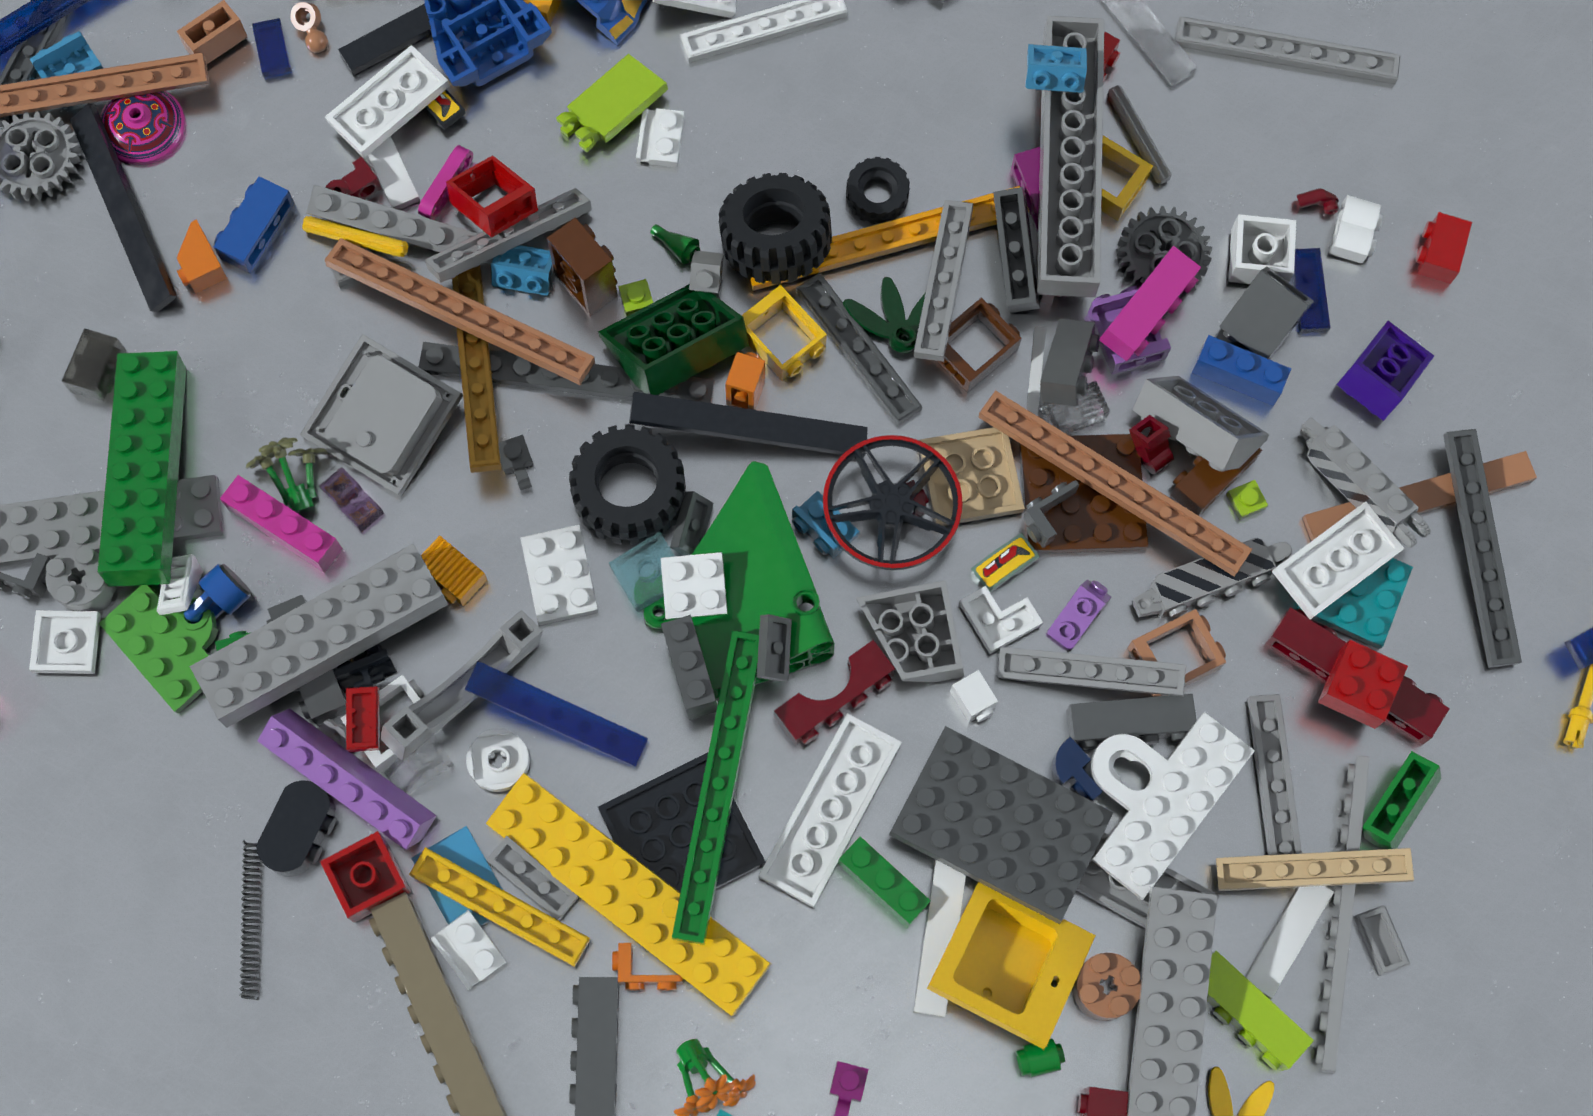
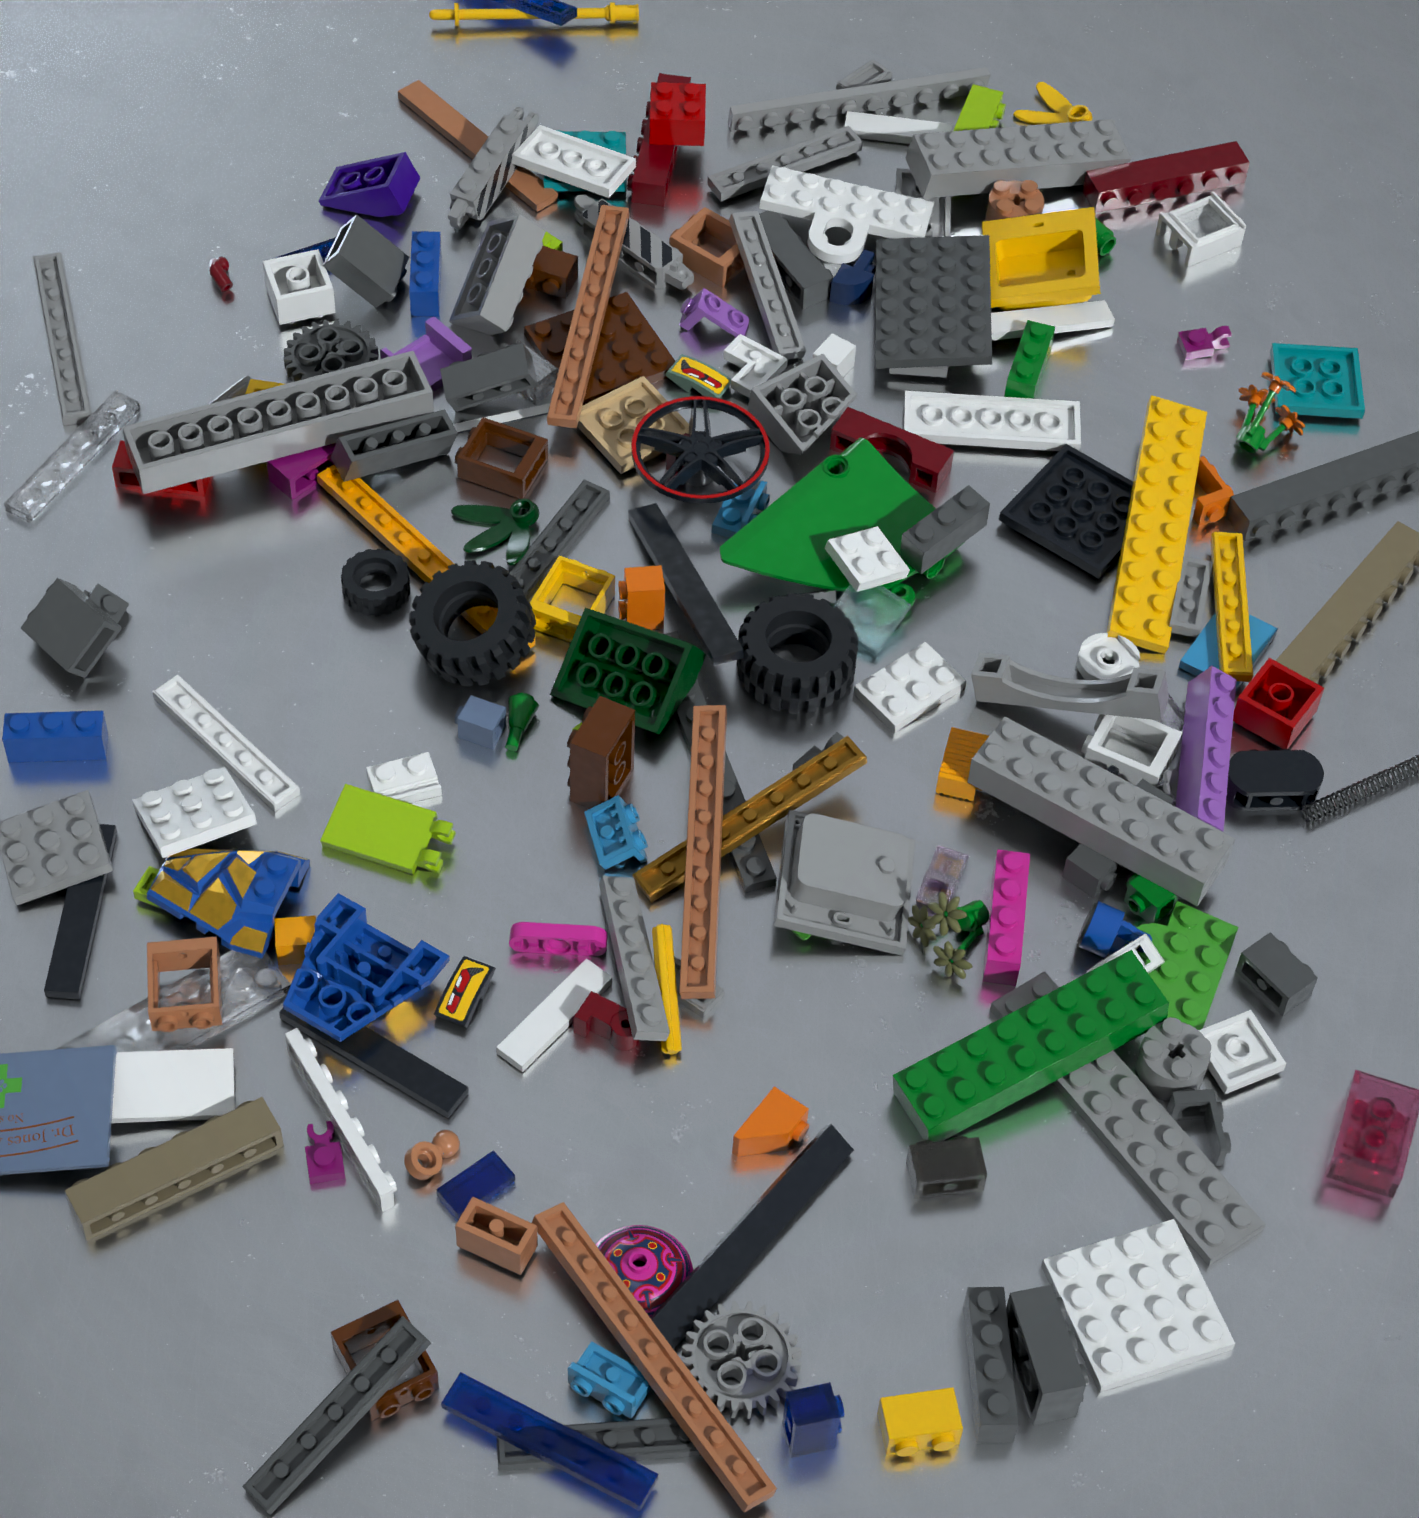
camera: 115 degrees left, 20 degrees down
(112, 714) = (1276, 973): none -> dark grey brick
(253, 224) = (702, 1092): blue brick -> none
(362, 719) = (1150, 749): red plate -> none
(387, 101) = (495, 1020): white plate -> none
(468, 949) = (1280, 615): white plate -> none
(483, 247) = (594, 847): light grey plate -> none
(501, 214) = (536, 862): red window -> none
(556, 714) = (1044, 624): clear blue tile -> none
(685, 210) = (481, 722): none -> sand blue brick
(706, 271) = (542, 674): light grey brick -> none
(717, 790) = (1034, 470): green plate -> none
(774, 648) = (903, 468): dark grey plate -> none
(943, 280) = (456, 484): light grey plate -> none
(1037, 524) = (644, 356): dark grey bracket -> none
(1056, 68) = (200, 435): dark azure bracket -> none
(1150, 303) = (403, 331): dark pink brick -> none
(1155, 447) = (533, 301): dark red leg -> none
(1315, 869) = (844, 112): tan plate -> none
(1356, 229) = (240, 238): white brick -> none
(1402, 802) = (750, 82): green brick -> none
(1443, 248) = (228, 179): red brick -> none
(1482, 548) = (502, 92): dark grey plate -> none

